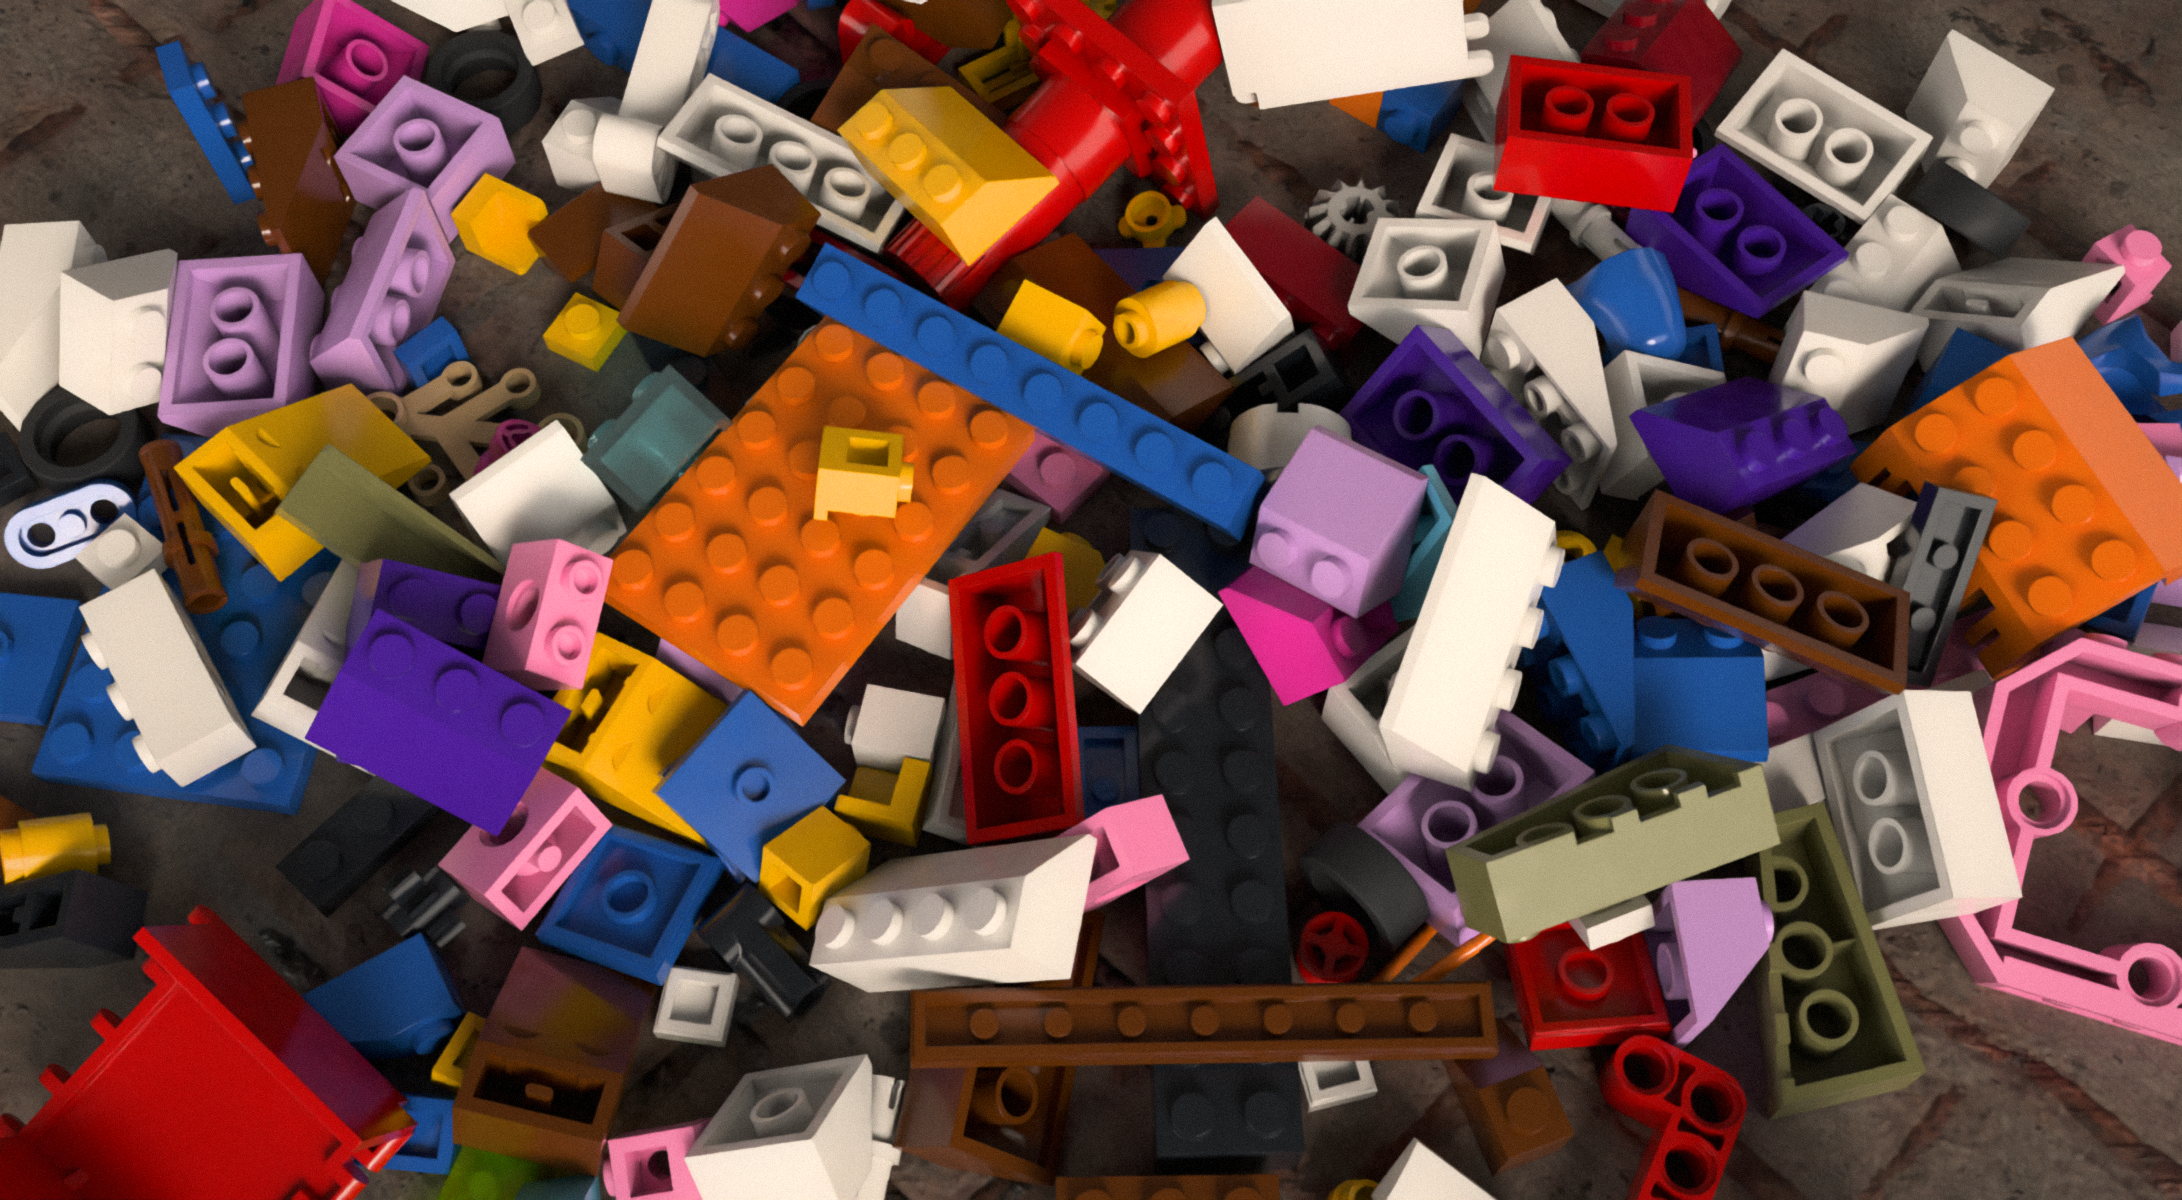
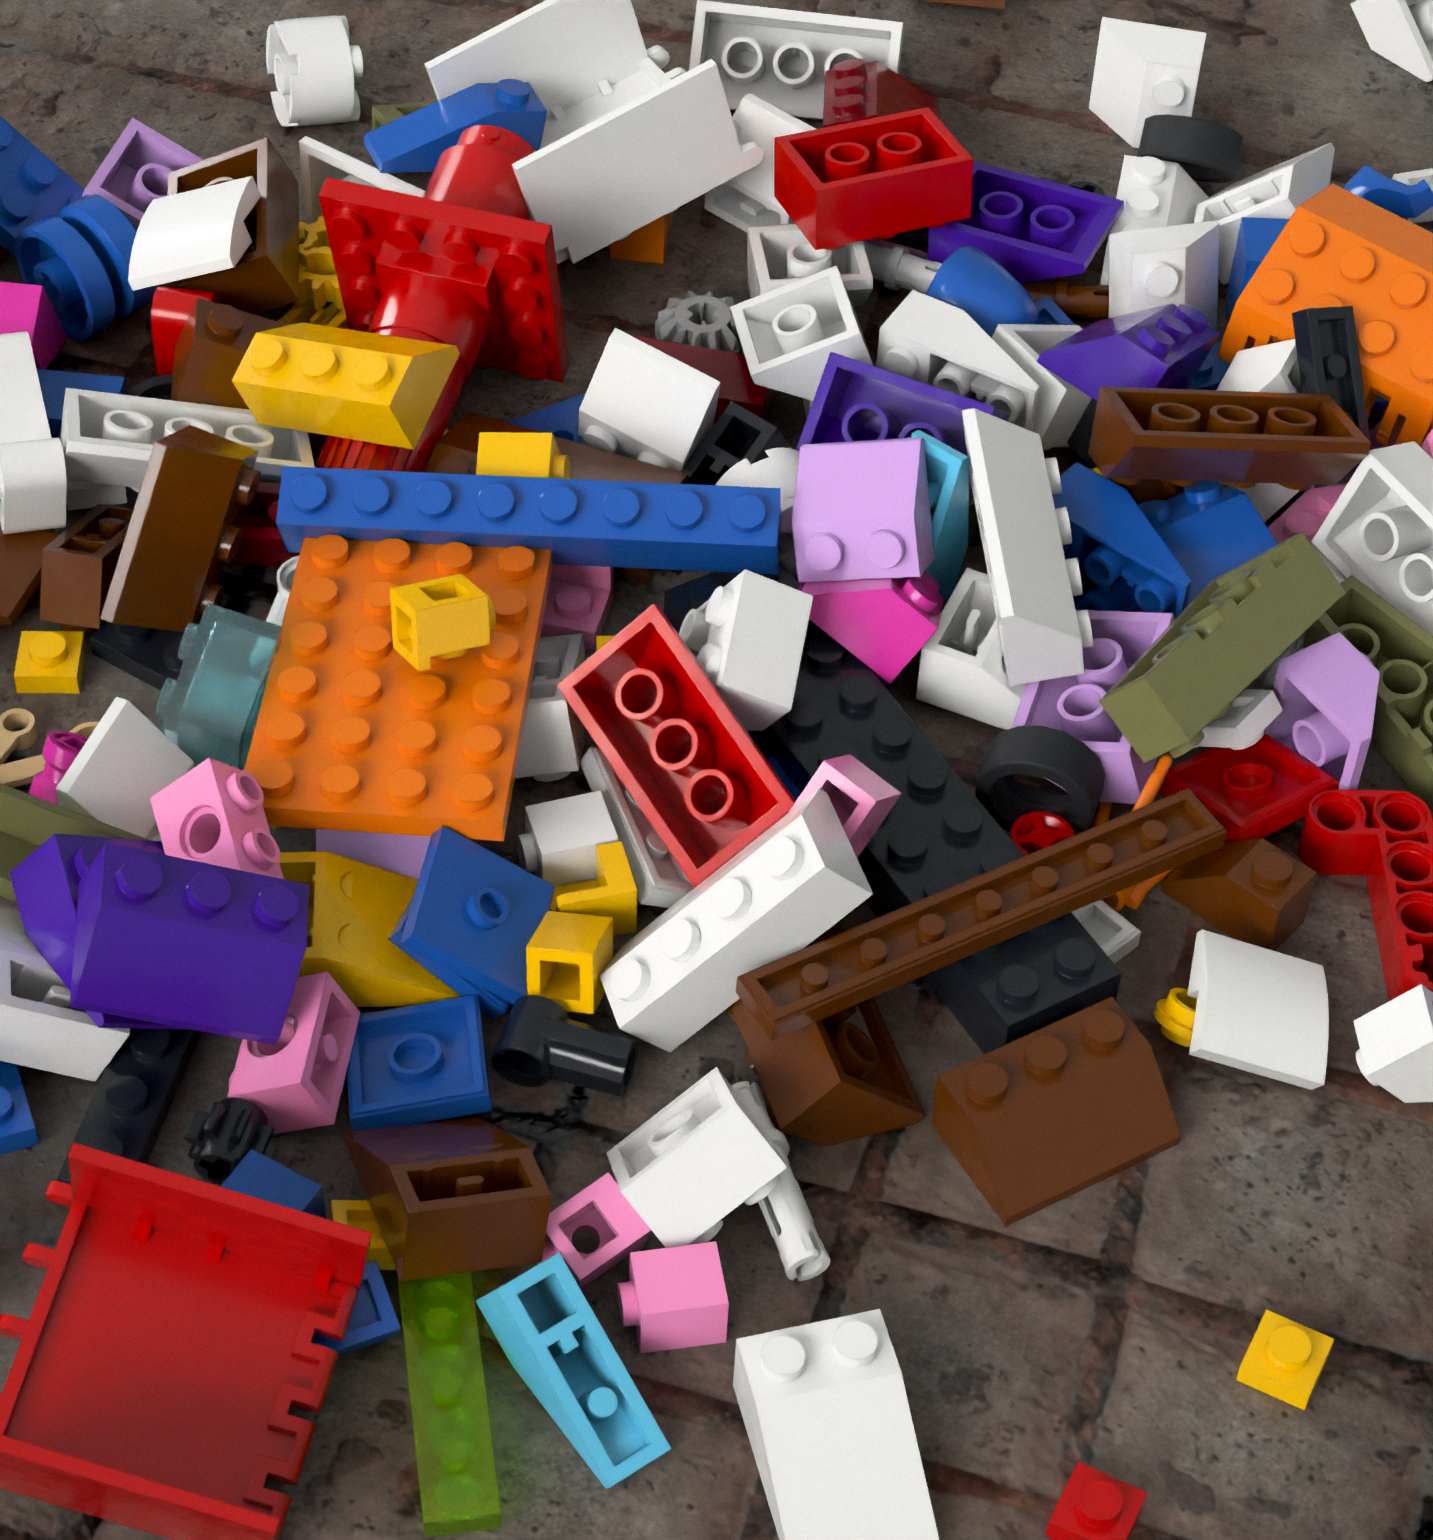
camera: 30 degrees left, 15 degrees down
(696, 1006) = (532, 1117): white tile -> none
(1147, 207) = (516, 380): yellow plate -> none
(1158, 317) = (599, 436): yellow brick -> none
(1420, 112) = (697, 230): blue brick -> none
(1824, 137) = (1048, 131): white slope -> none
(2143, 265) = (1345, 139): bright pink brick -> none

